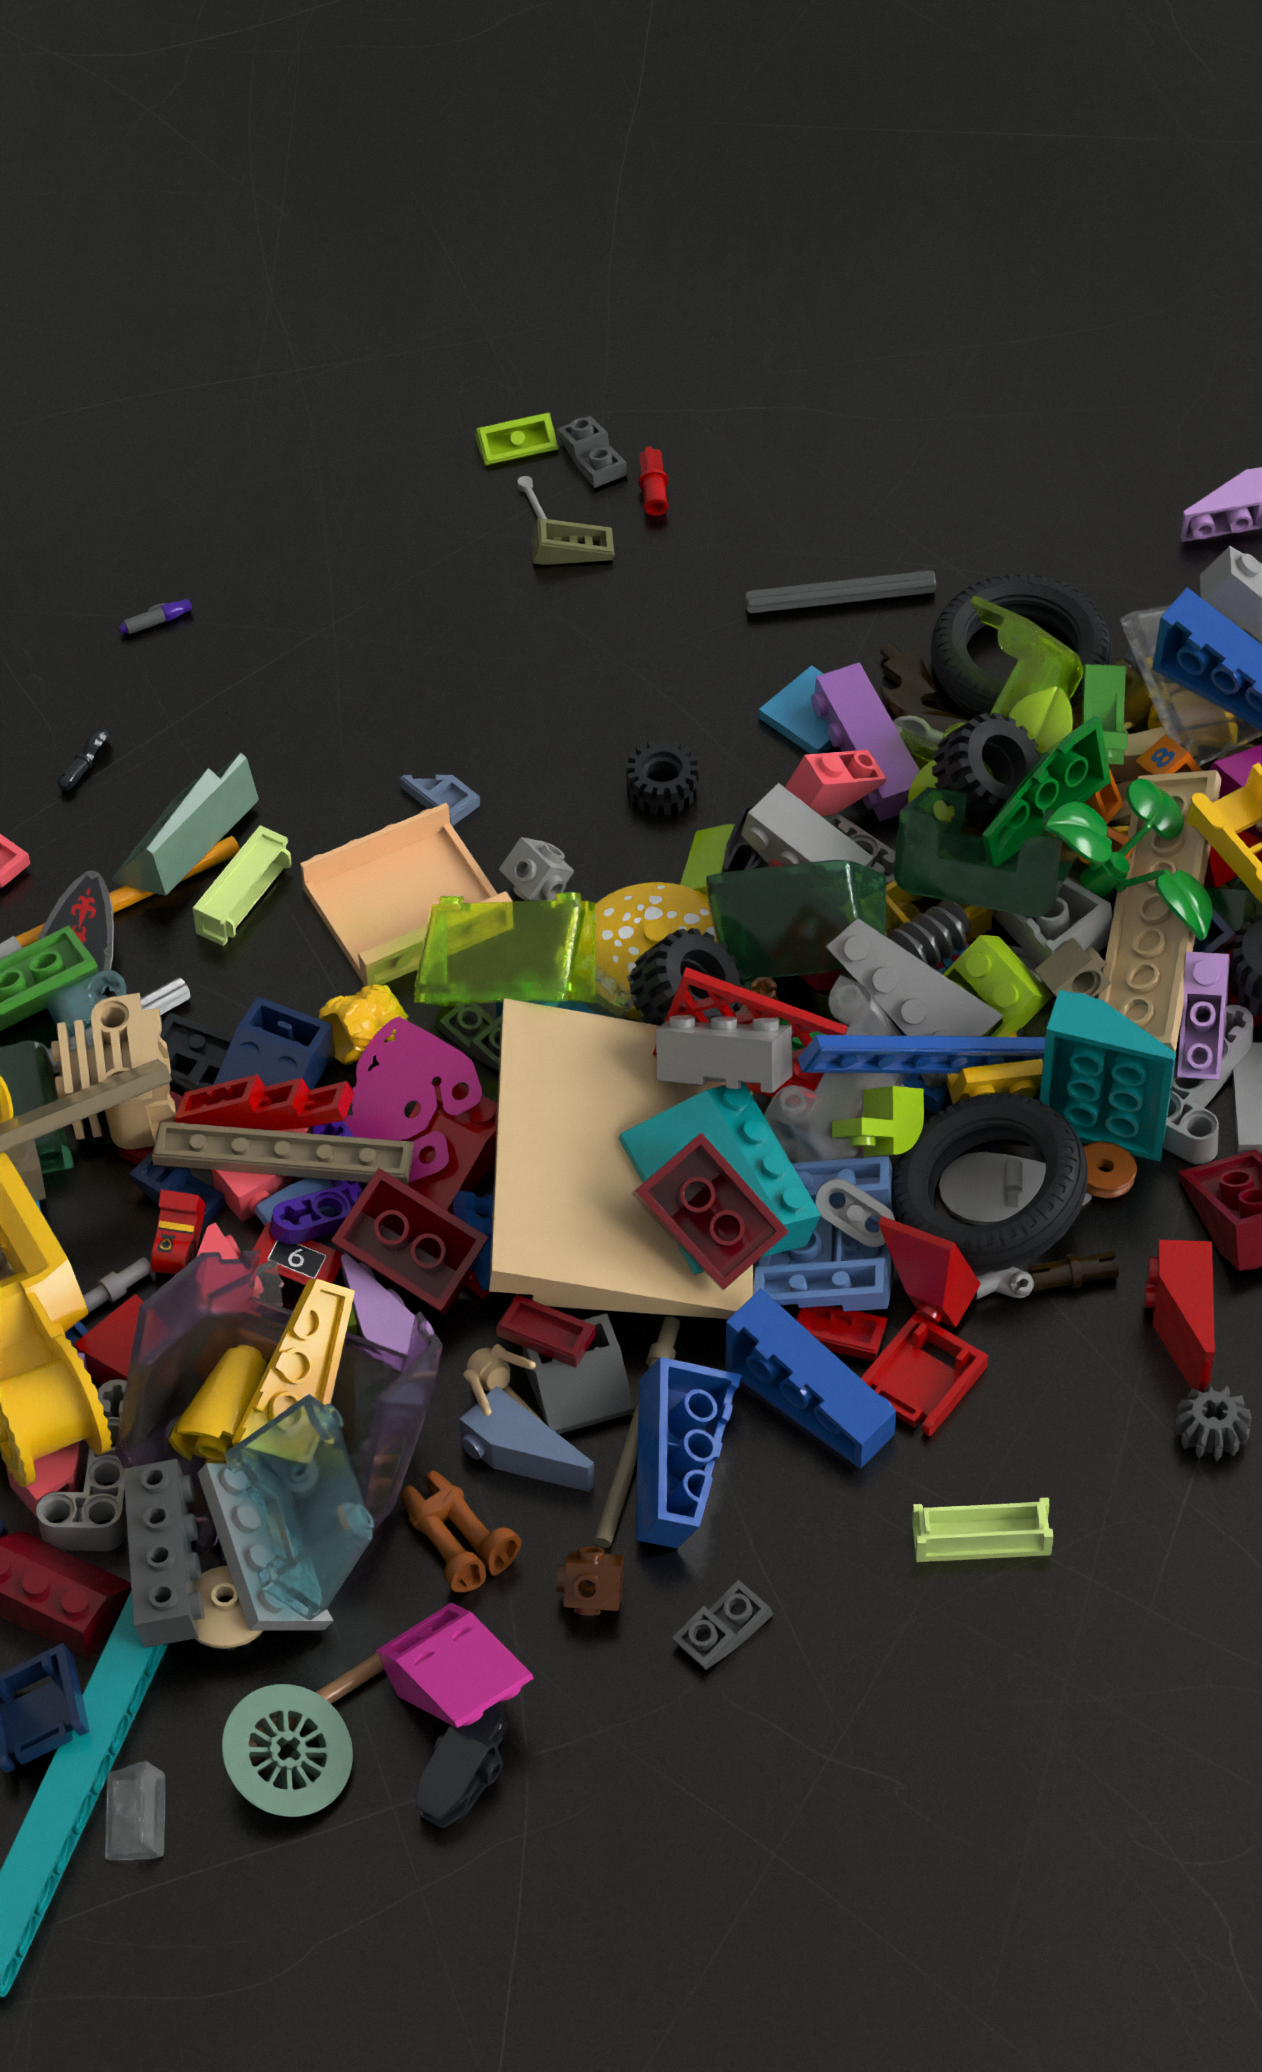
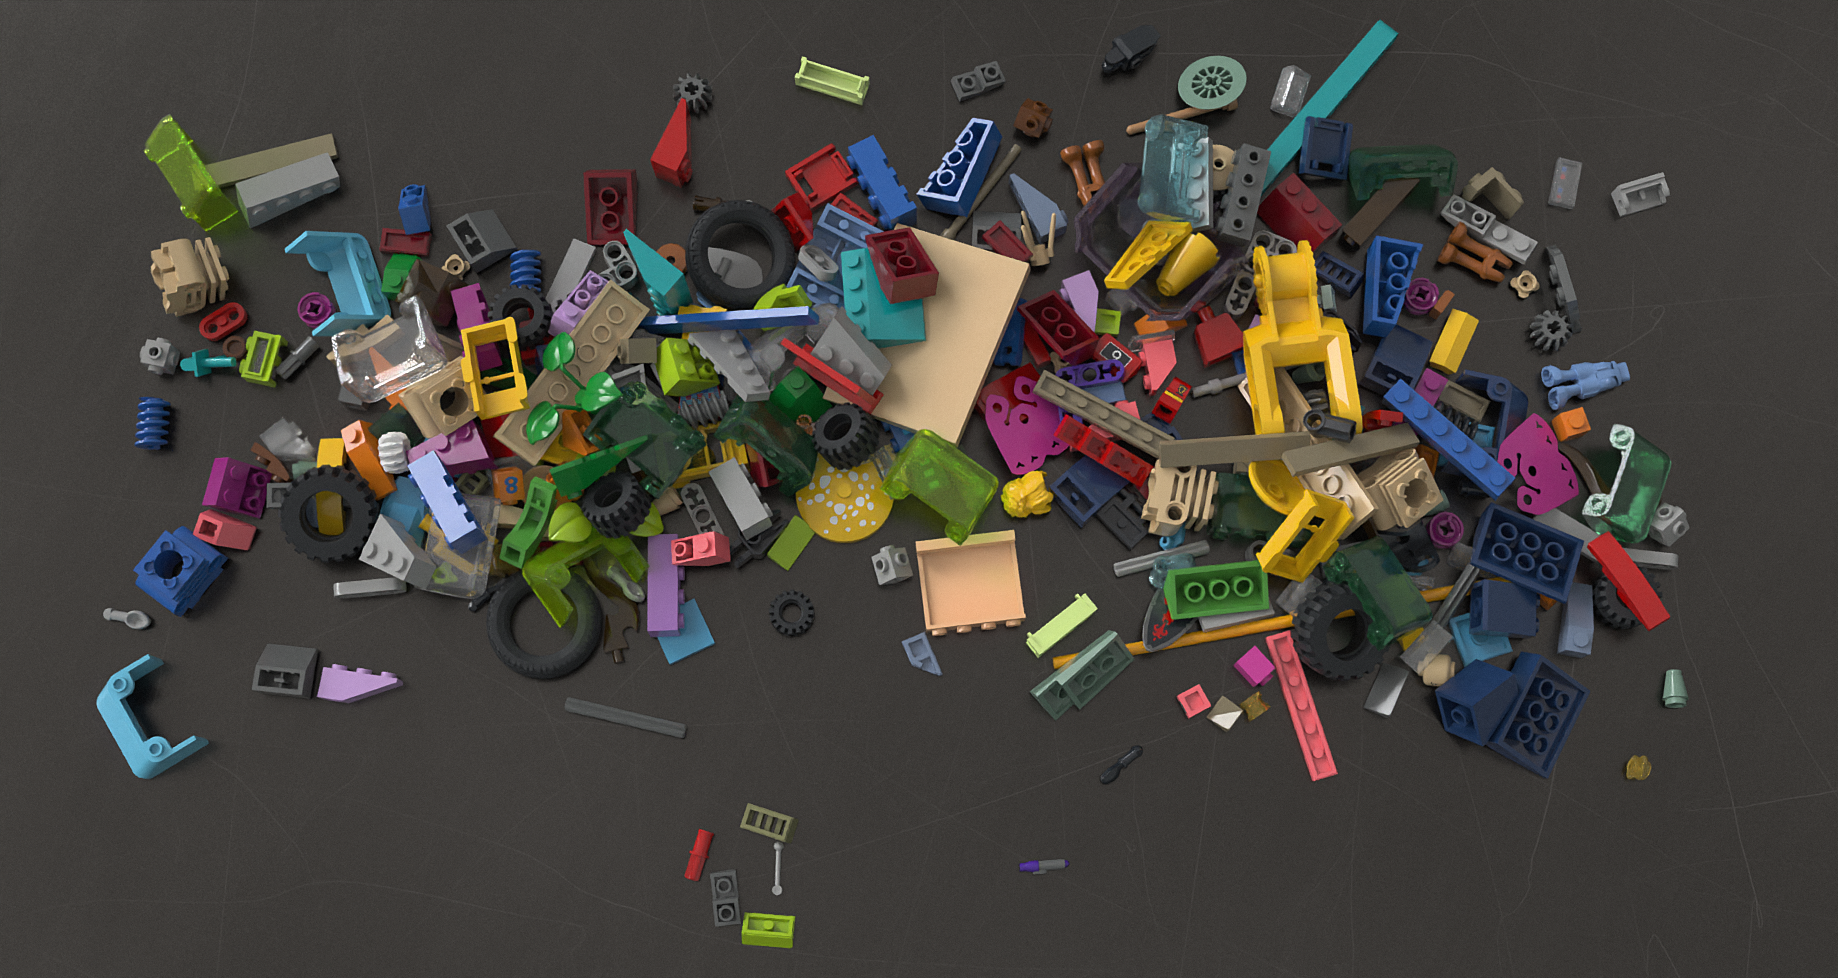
camera: 160 degrees left, 25 degrees up
(452, 1666) = (1120, 84): dark pink slope -> none

